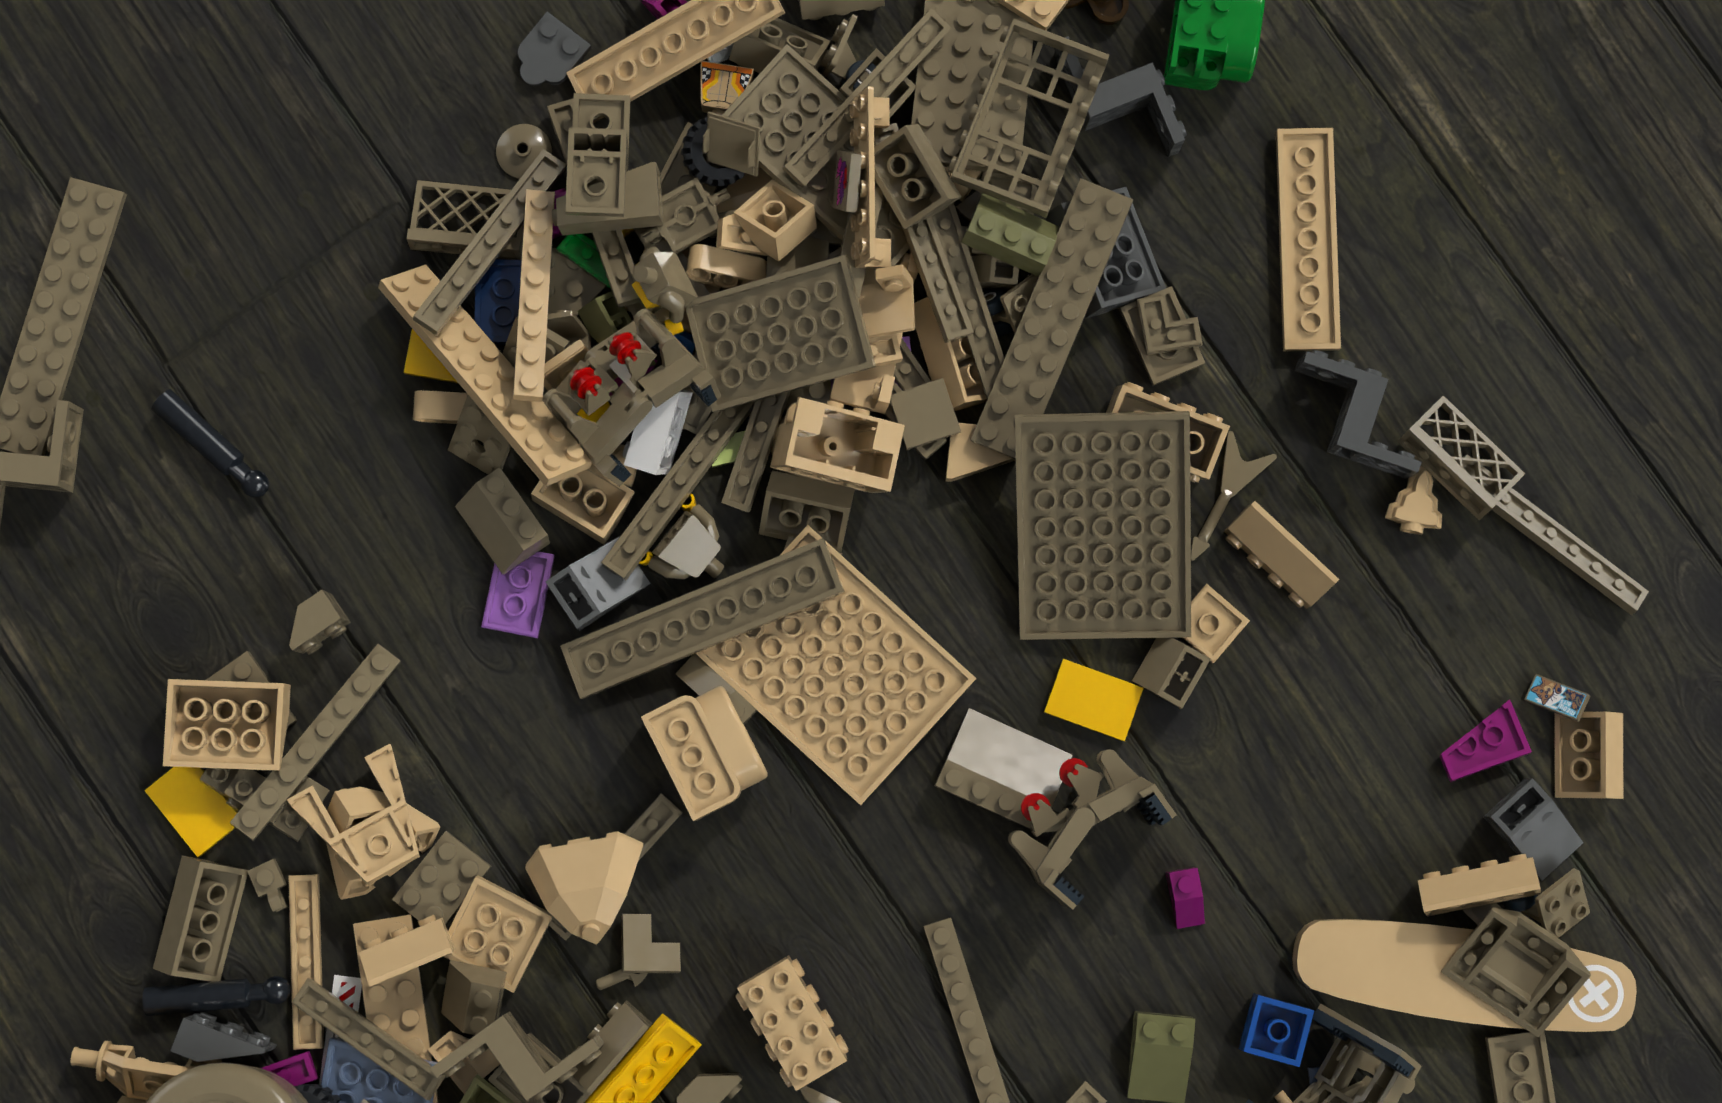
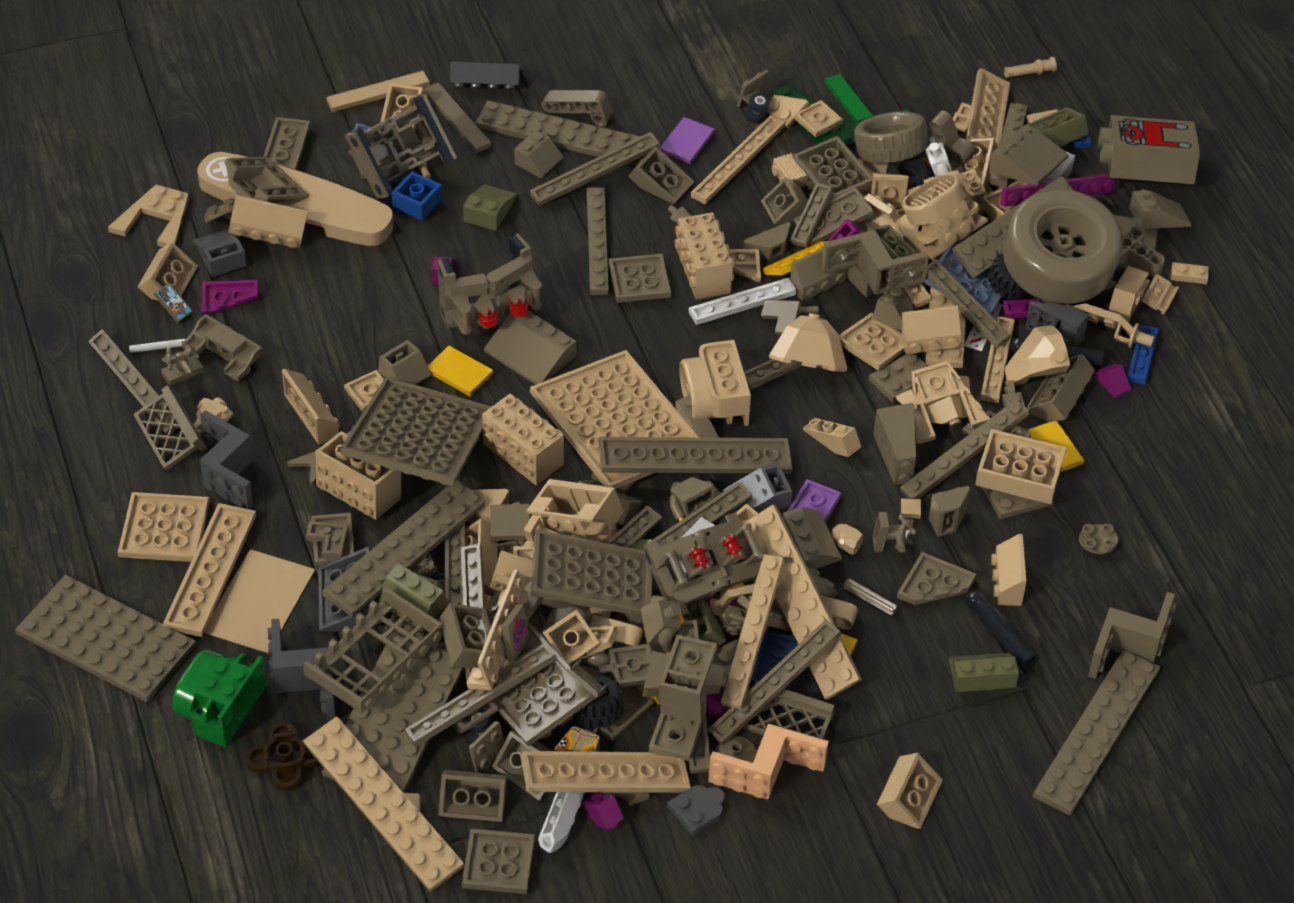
camera: 160 degrees left, 35 degrees down
(88, 1032) = (1142, 357): none -> blue tile
(101, 648) = (1098, 538): none -> dark tan dish
(126, 969) = (1113, 379): none -> magenta slope
(214, 539) = (1009, 571): none -> tan slope
(223, 370) = (984, 672): none -> olive slope
(236, 955) = (1039, 355): none -> tan brick
(284, 146) = (910, 790): none -> tan slope
(319, 504) = (934, 580): none -> dark tan plate
(378, 629) = (911, 508): none -> tan tile
(380, 562) = (885, 531): none -> dark tan piece
(402, 453) = (870, 596): none -> dark tan axle
(415, 731) = (896, 440): none -> dark tan slope
(454, 540) = (847, 538): none -> tan rock
(472, 125) = (760, 776): none -> light nougat bracket
(518, 729) = (835, 436): none -> tan slope
(715, 961) = (741, 301): none -> white plate
(732, 1046) = (746, 263): none -> tan wing
(883, 965) = (639, 278): none -> dark tan plate
(954, 570) = (523, 439): none -> tan brick
(1224, 216) = (258, 592): none -> tan piece
(1400, 297) = (163, 526): none -> tan tile
(1401, 94) = (106, 638): none -> dark tan plate
(1447, 641) = (225, 343): none -> dark tan bracket
(1492, 581) = (183, 366): none -> dark tan piece
(1546, 619) = (156, 345): none -> white bar
(1659, 909) = (160, 203): none -> tan wing

